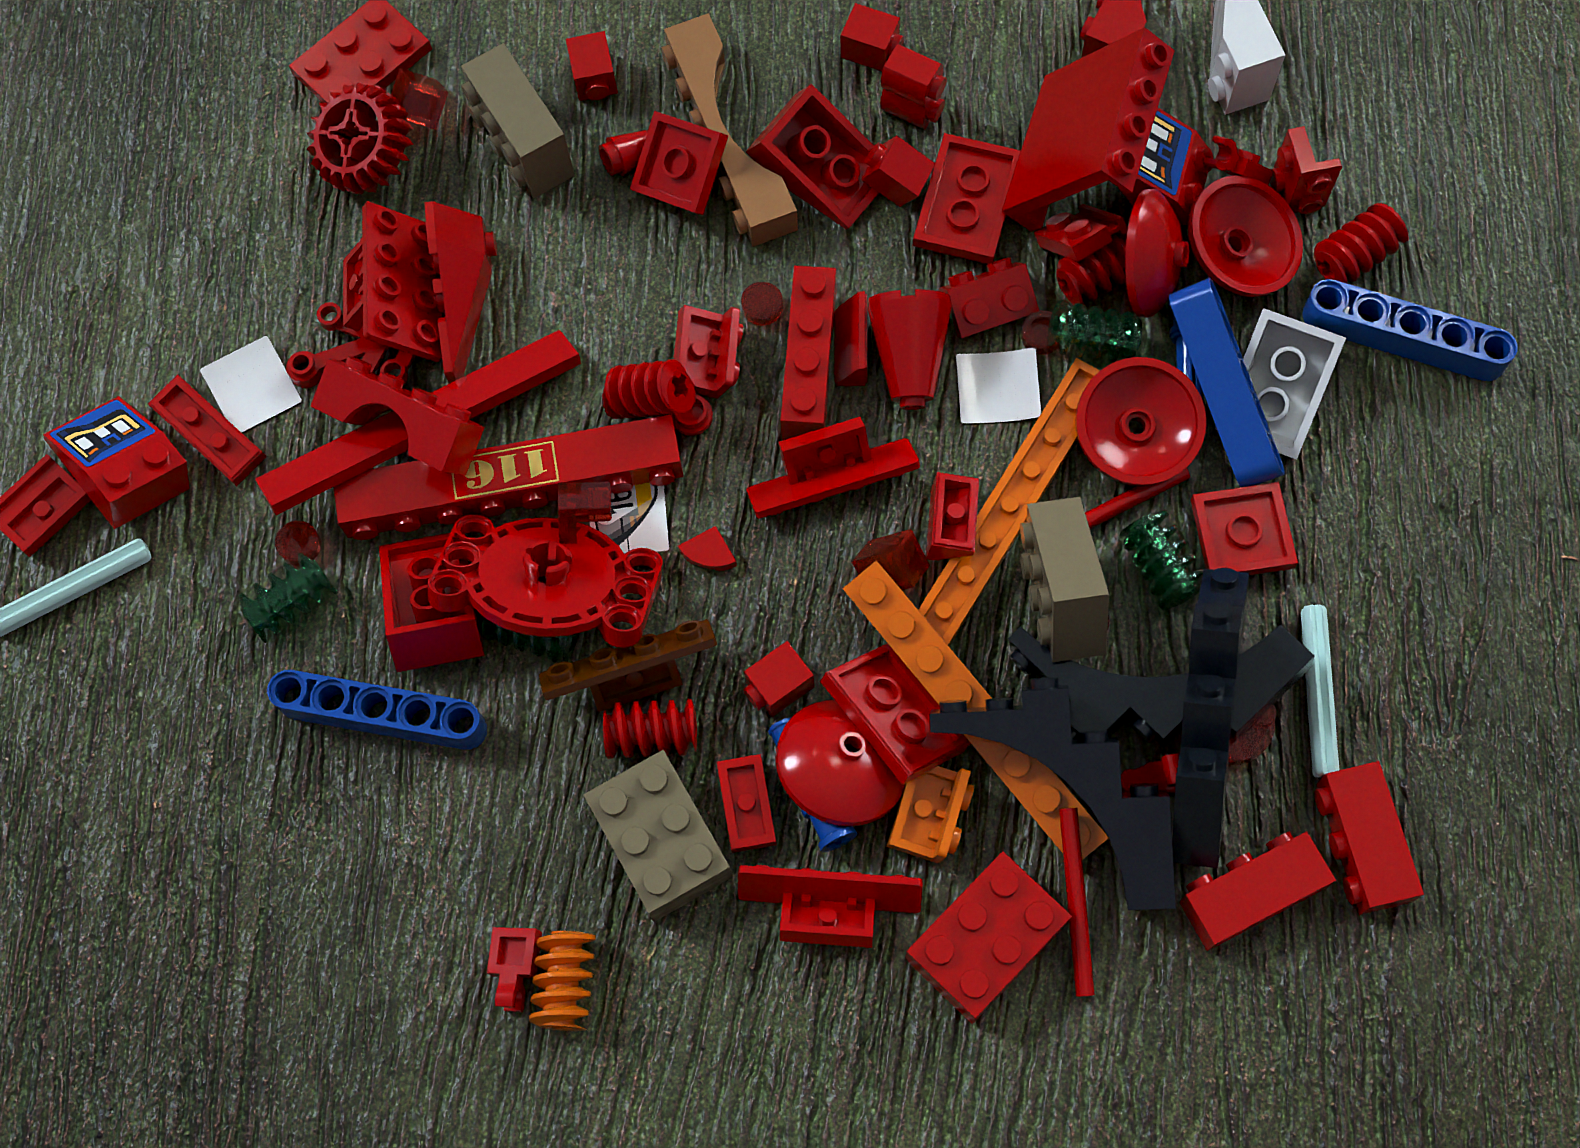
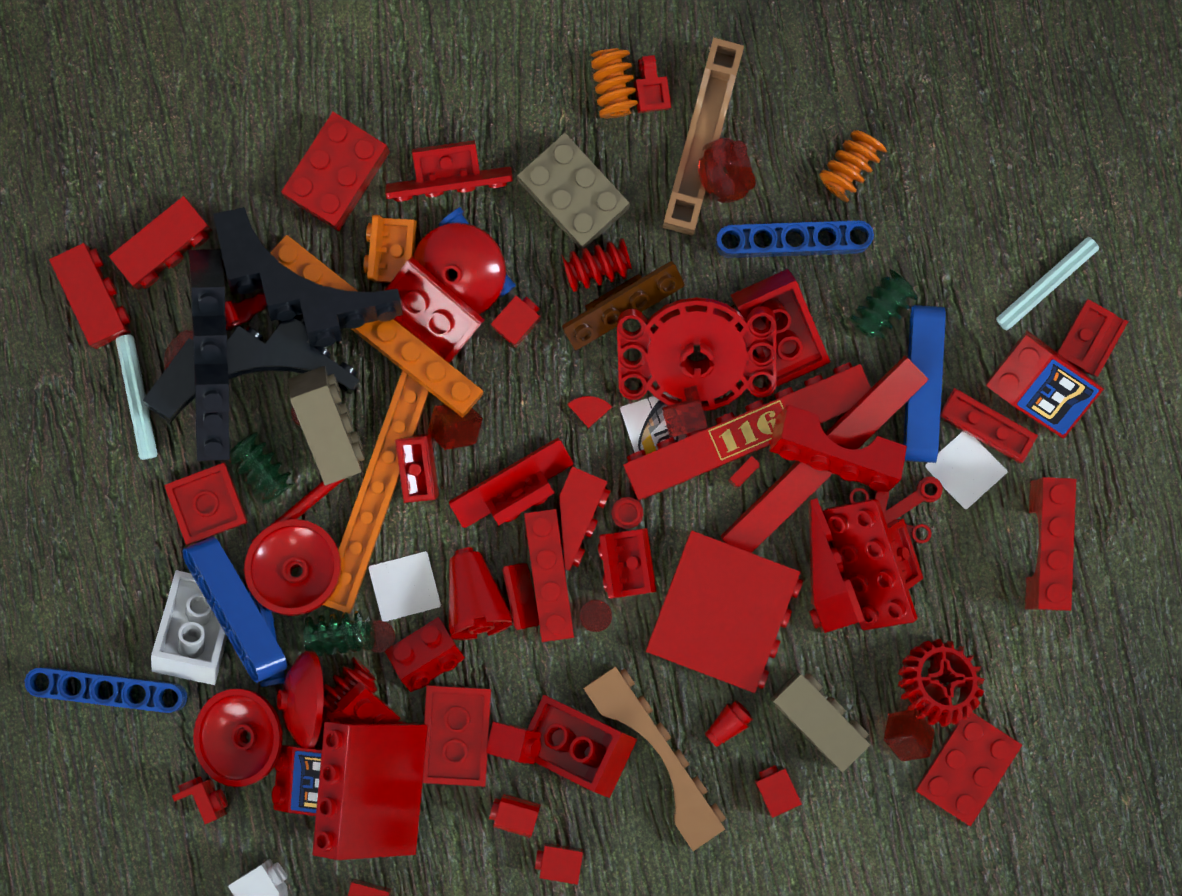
camera: 165 degrees right, 15 degrees up
(182, 210) = (1053, 578): none -> red arch
(252, 526) = (924, 407): none -> blue beam
(269, 792) = (850, 164): none -> orange piece
(297, 538) = (890, 351): clear red tile -> none
(426, 931) = (704, 127): none -> medium nougat arch
(439, 817) = (733, 156): none -> clear red plate
(529, 426) = (744, 472): none -> red tile
(603, 270) = (724, 612): none -> red panel
(648, 390) = (659, 514): red piece -> none
(679, 162) = (684, 712): red plate -> none
(746, 803) = (519, 230): red plate -> none
(750, 432) = (578, 504): none -> red slope
(1076, 902) = (280, 209): red bar -> none
(1237, 161) = (251, 800): red plate -> none
(1360, 244) = (152, 752): red piece -> none

